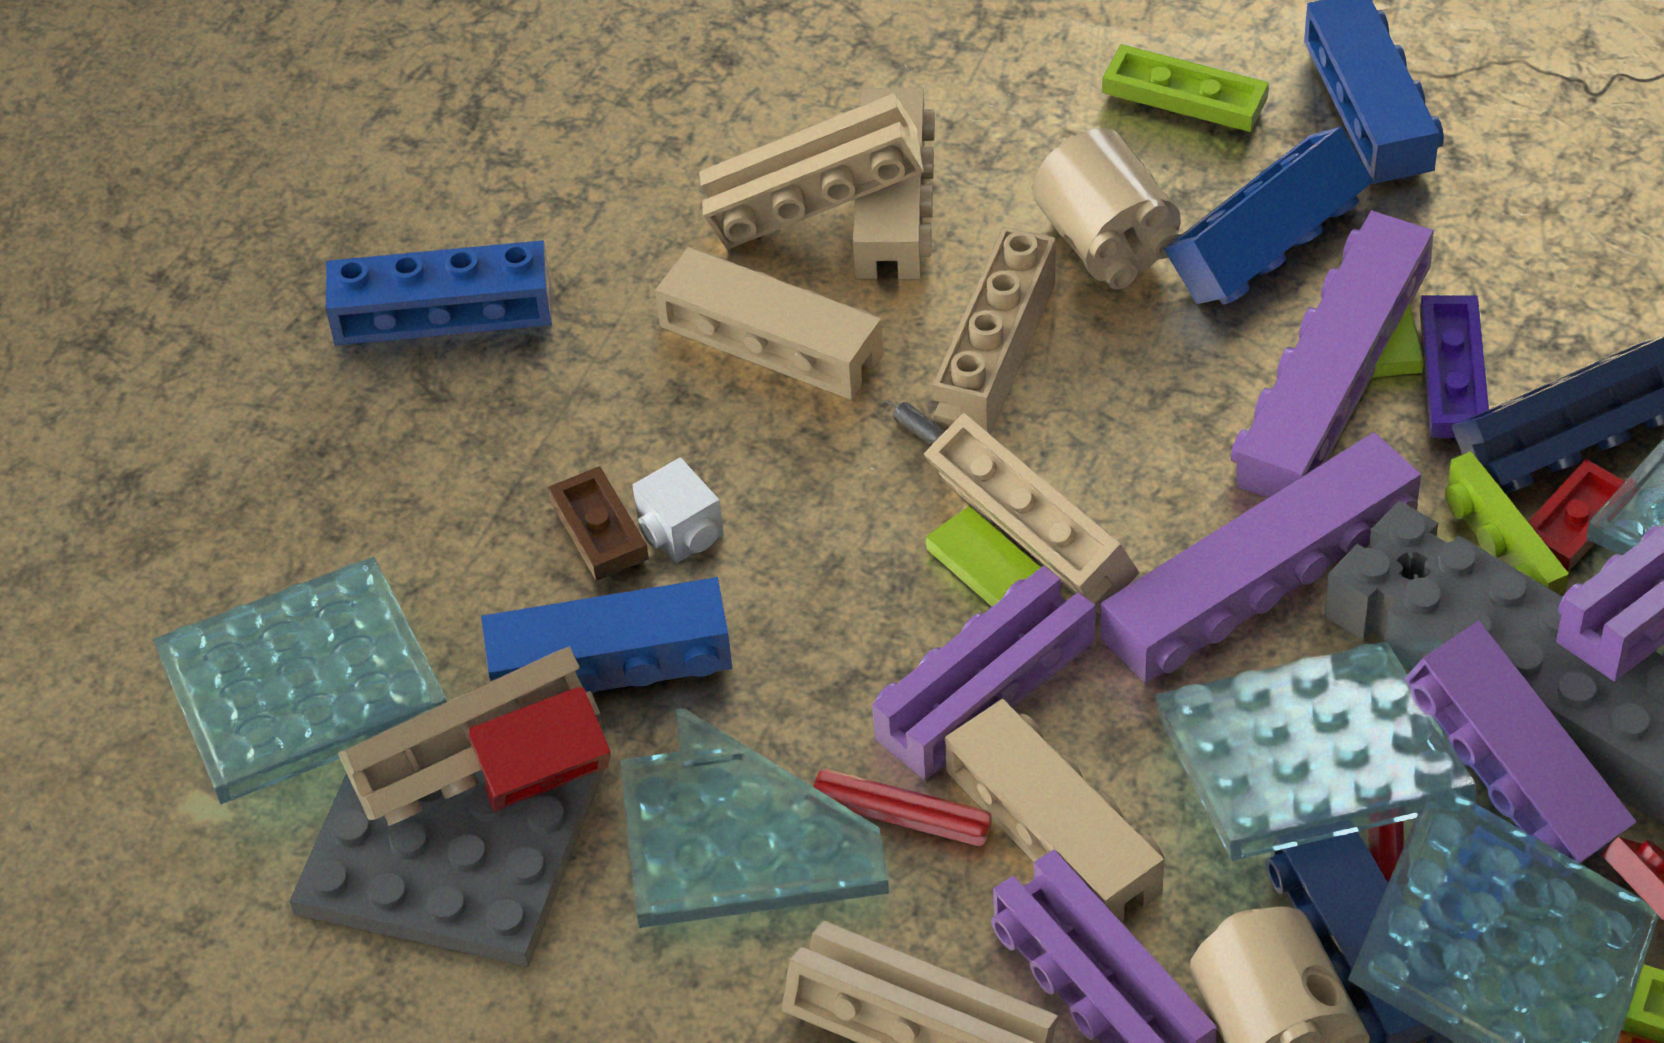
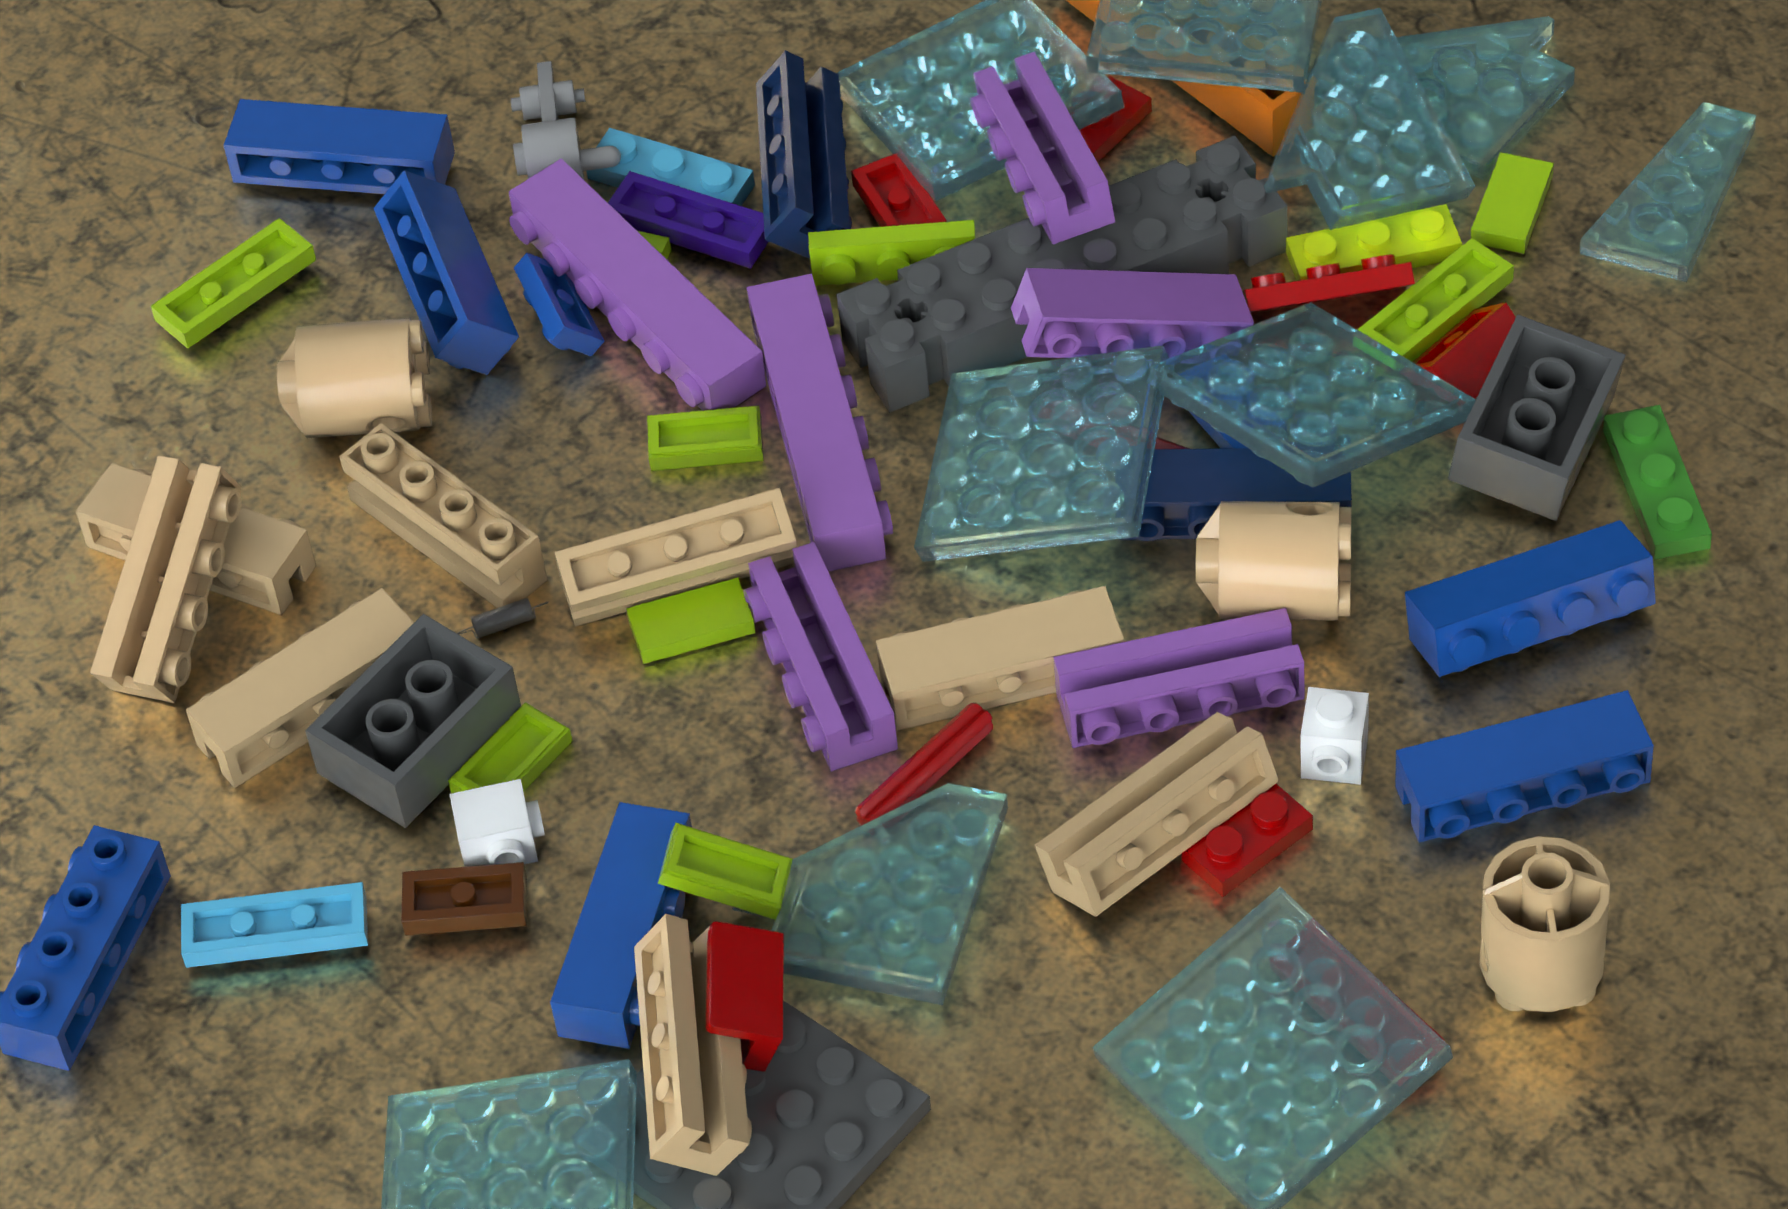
camera: 65 degrees left, 0 degrees up
(517, 407) = (274, 924): none -> medium azure plate
(679, 687) = (725, 871): none -> lime tile
(756, 403) = (413, 720): none -> dark grey brick
(771, 496) = (515, 751): none -> lime tile
(1202, 482) = (705, 438): none -> lime tile
(1277, 317) = (558, 306): none -> blue plate
(1471, 235) = (554, 138): none -> light grey piece
(1508, 329) = (675, 167): none -> medium azure plate

